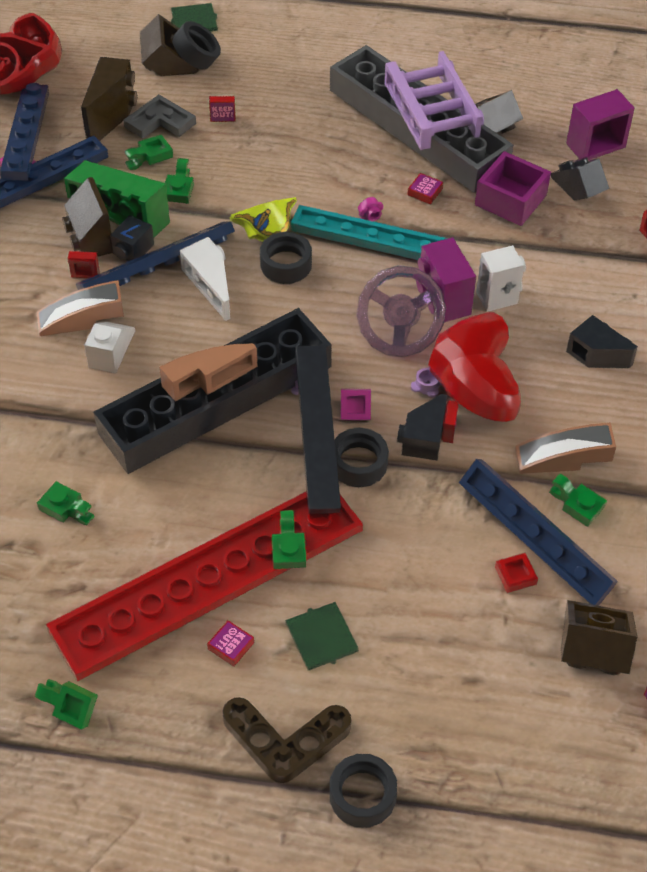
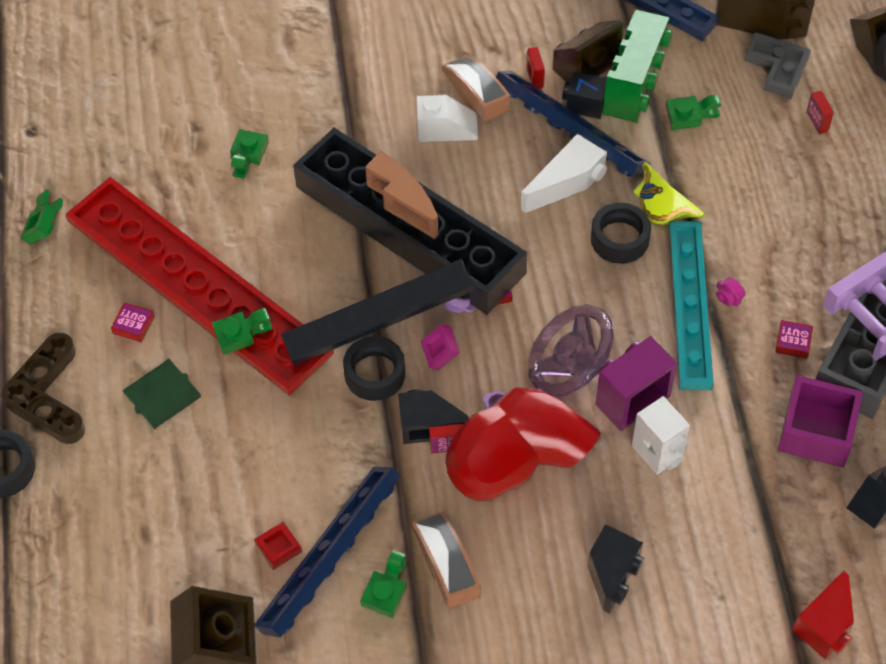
camera: 75 degrees right, 5 degrees up
(150, 150) = (724, 72): green plate -> none

